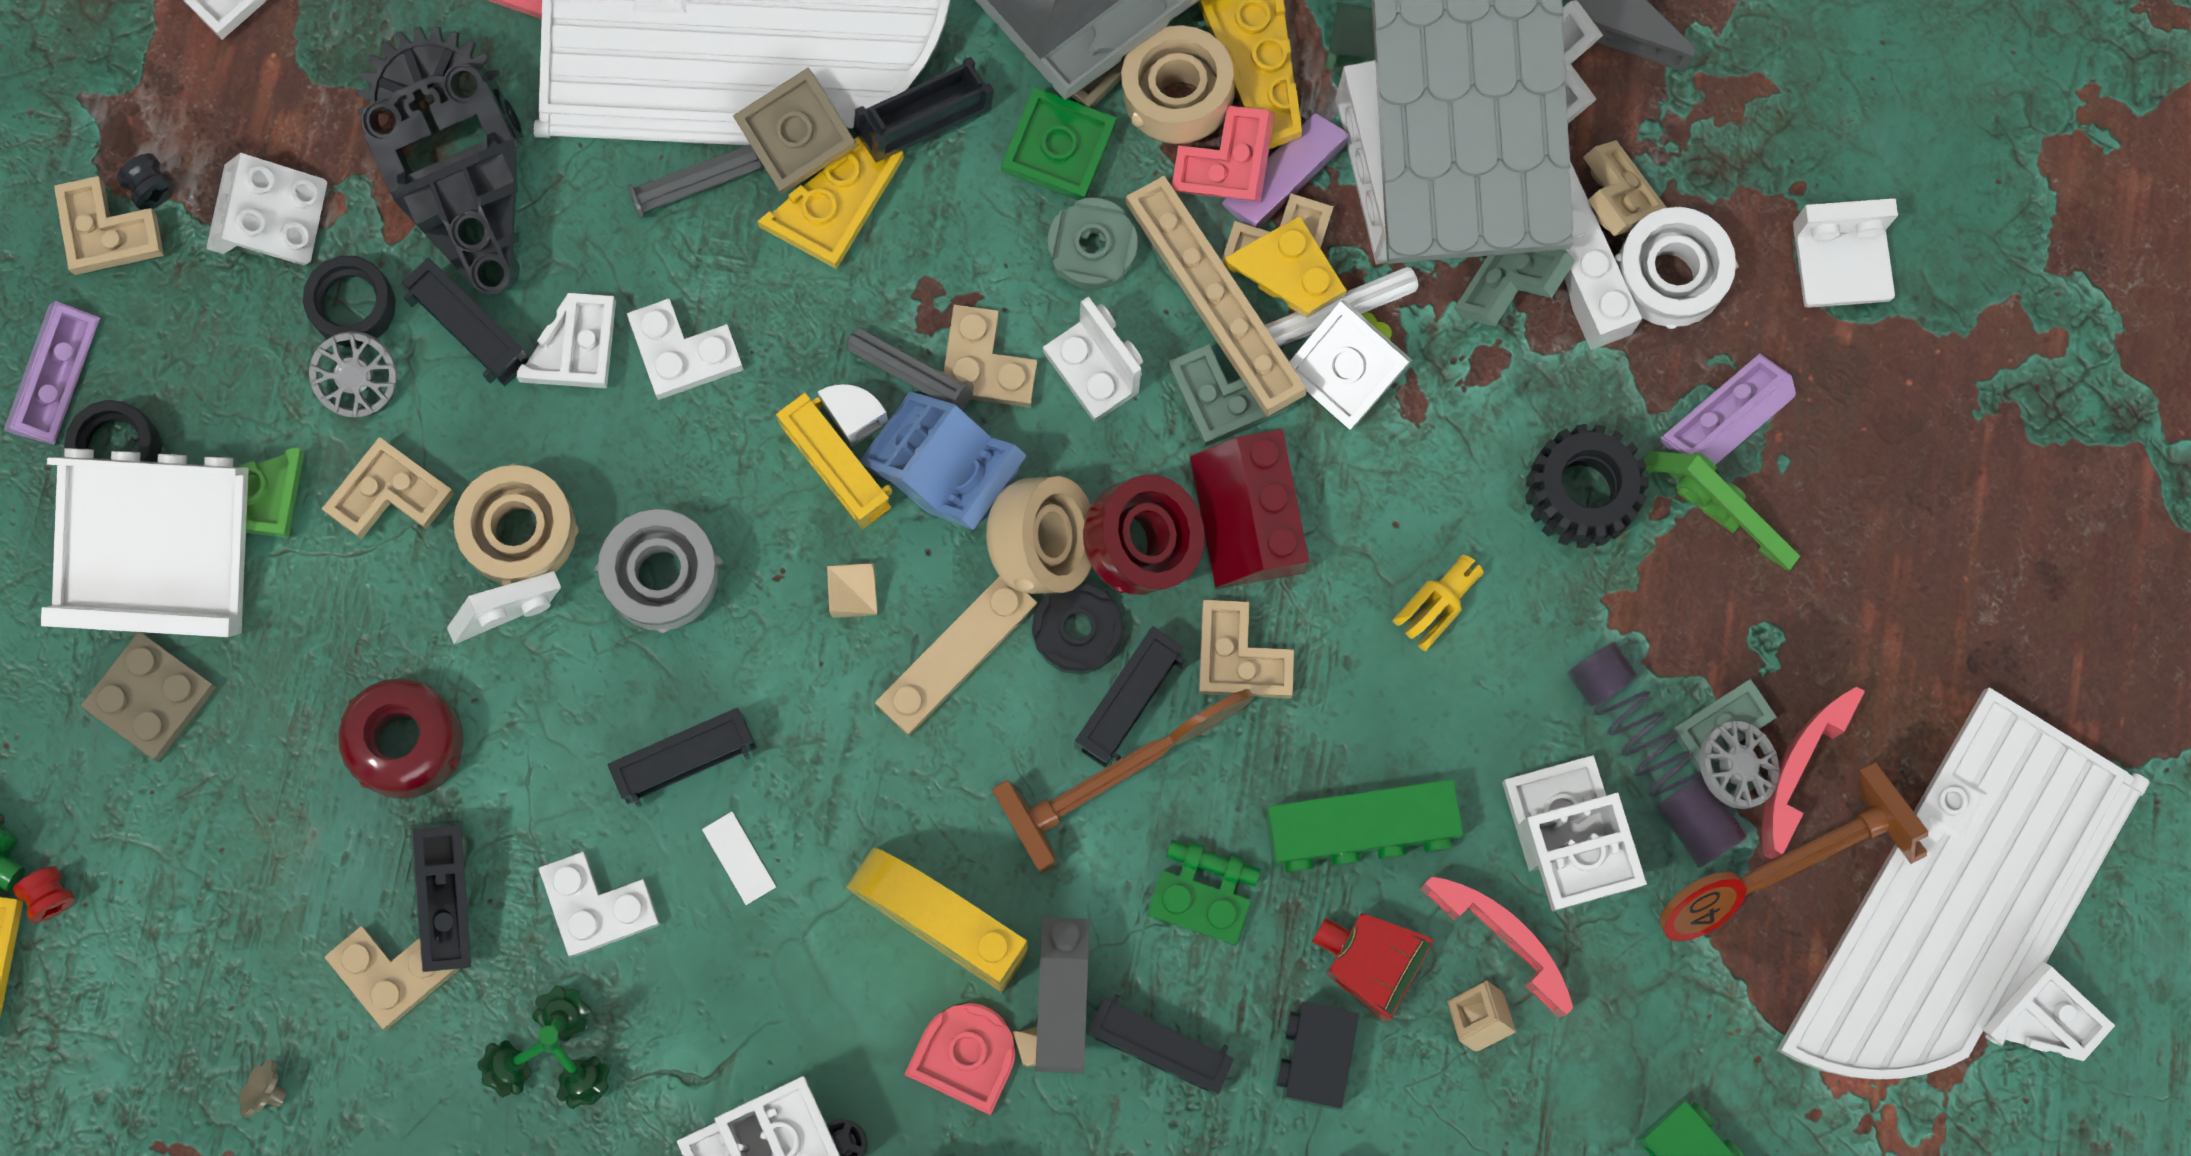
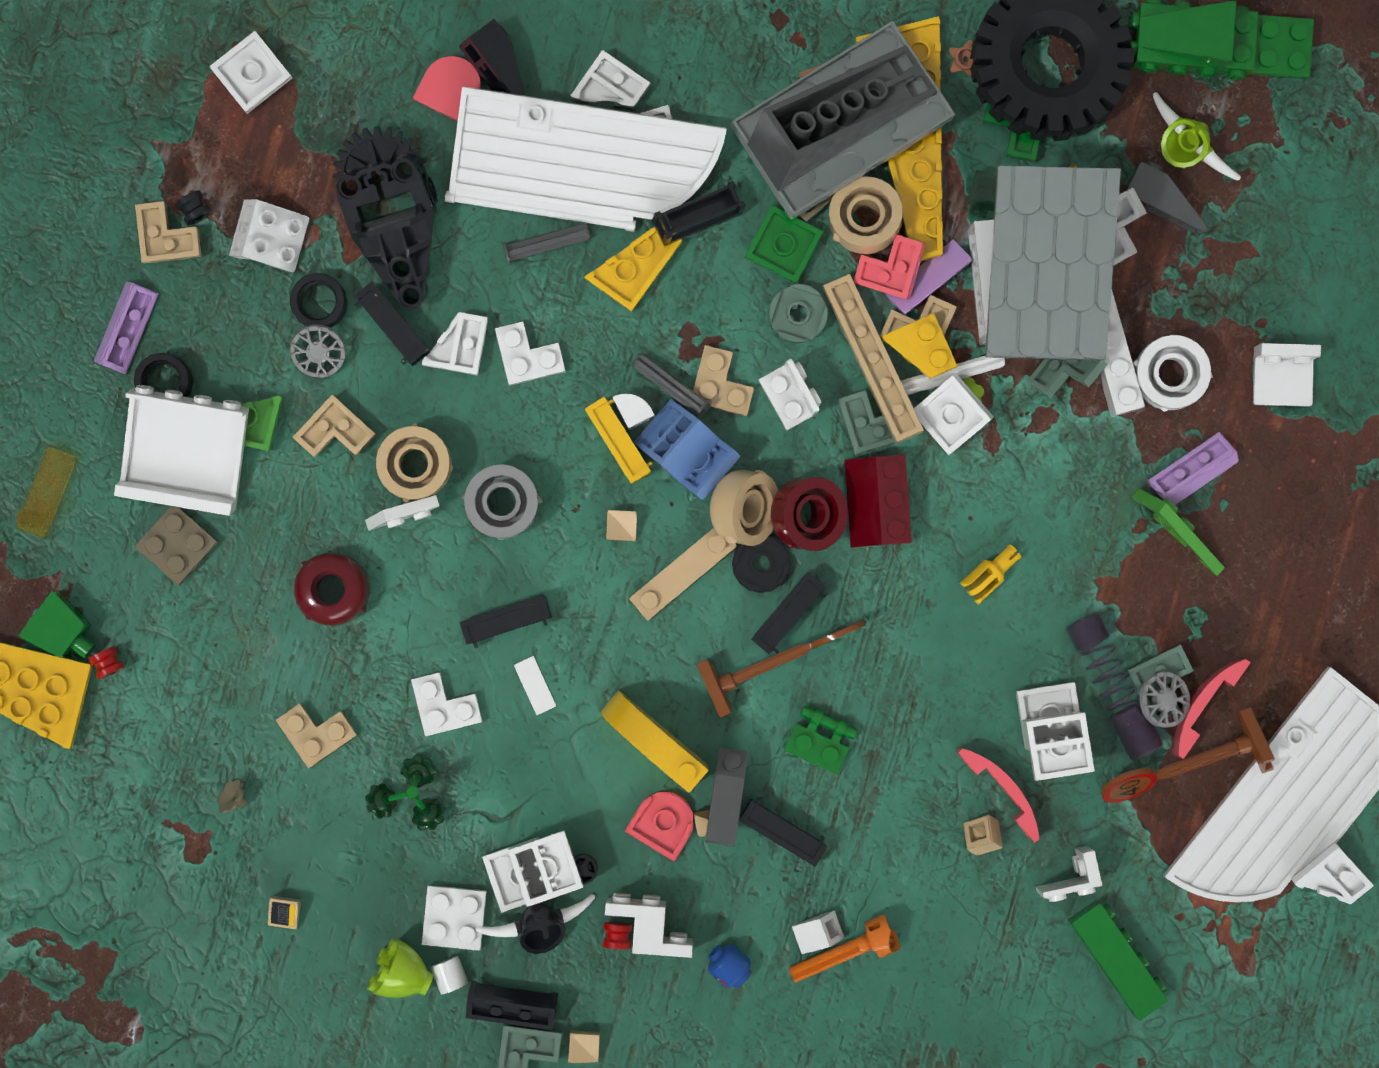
camera: 10 degrees right, 10 degrees up
(440, 895) = (350, 690): black slope -> none
(795, 130) = (614, 220): dark tan plate -> none
(1228, 662) = (854, 599): tan plate -> none
(1318, 1055) = (879, 848): black brick -> none
(1364, 824) = (925, 709): green brick -> none
(1373, 960) = (920, 794): red torso -> none
(1606, 456) = (1119, 505): black tyre -> none
(1625, 192) = (1150, 317): tan plate -> none
(1657, 1045) = (1087, 867): none -> white bracket

